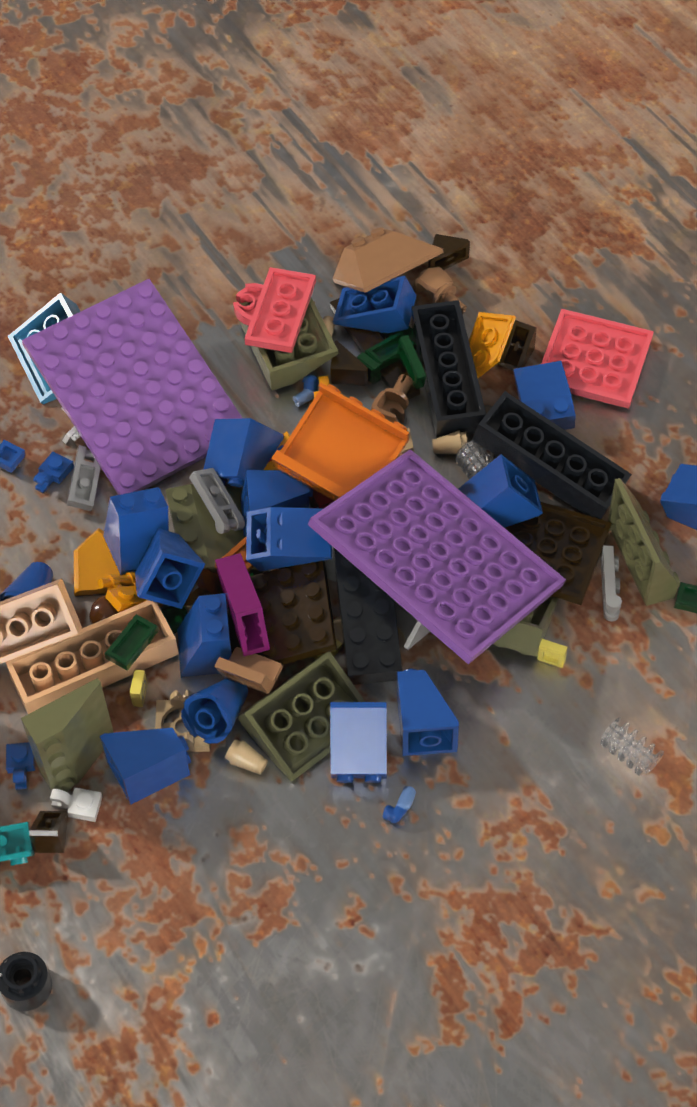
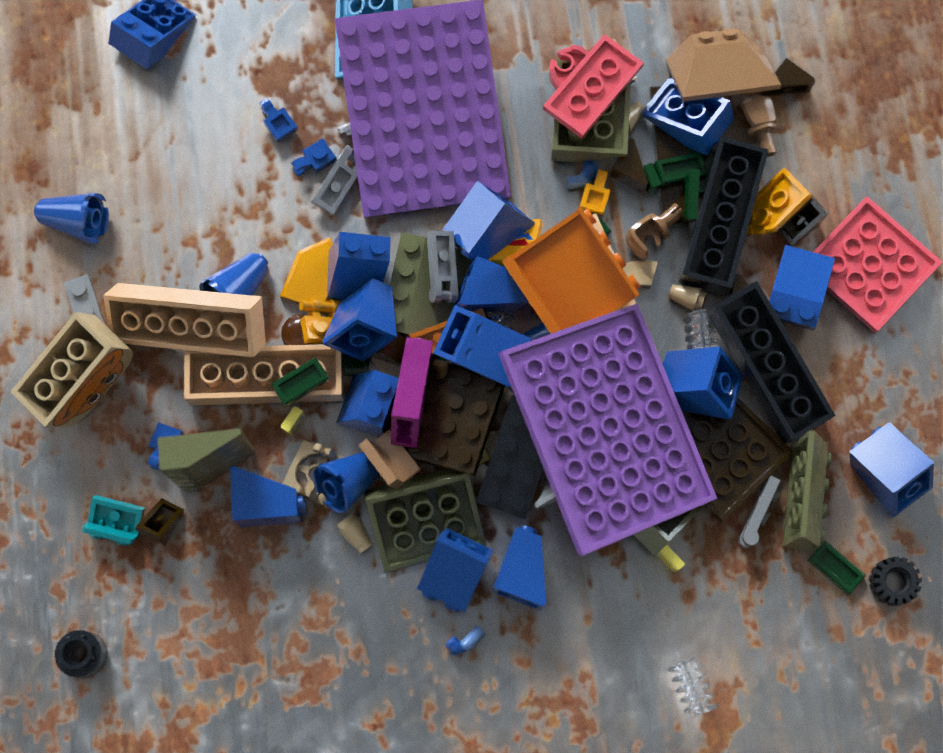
camera: 20 degrees right, 20 degrees up
(81, 804) = (197, 509): white plate -> none

